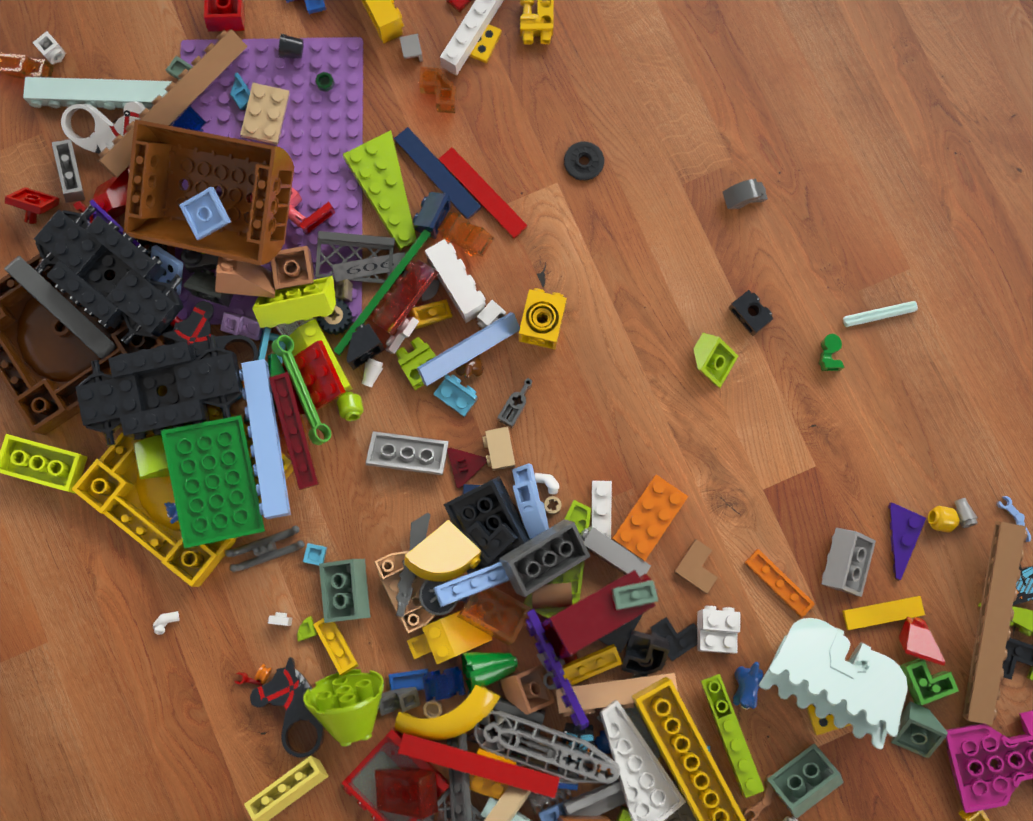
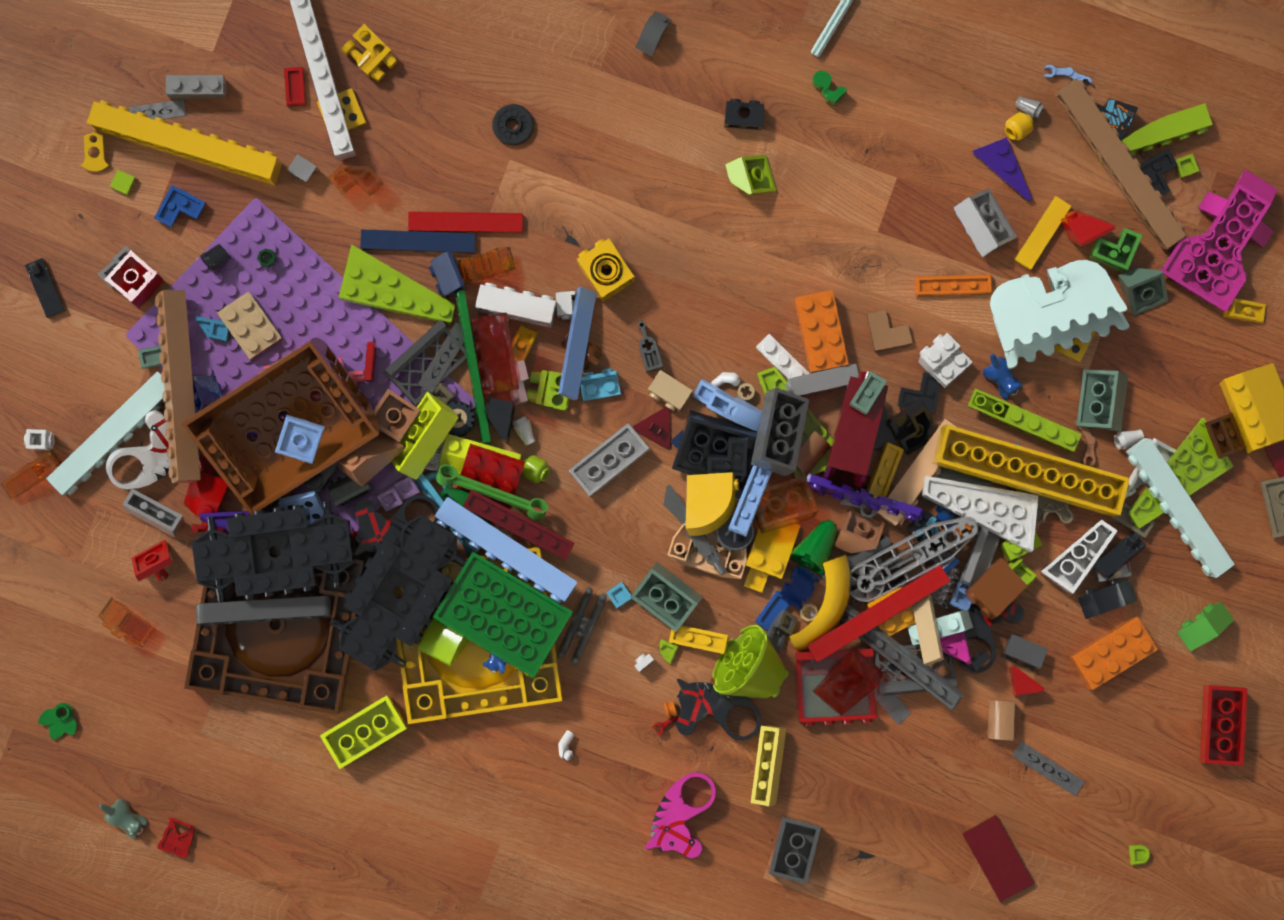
camera: 50 degrees left, 5 degrees up
(173, 757) = (669, 824): none -> dark pink animal

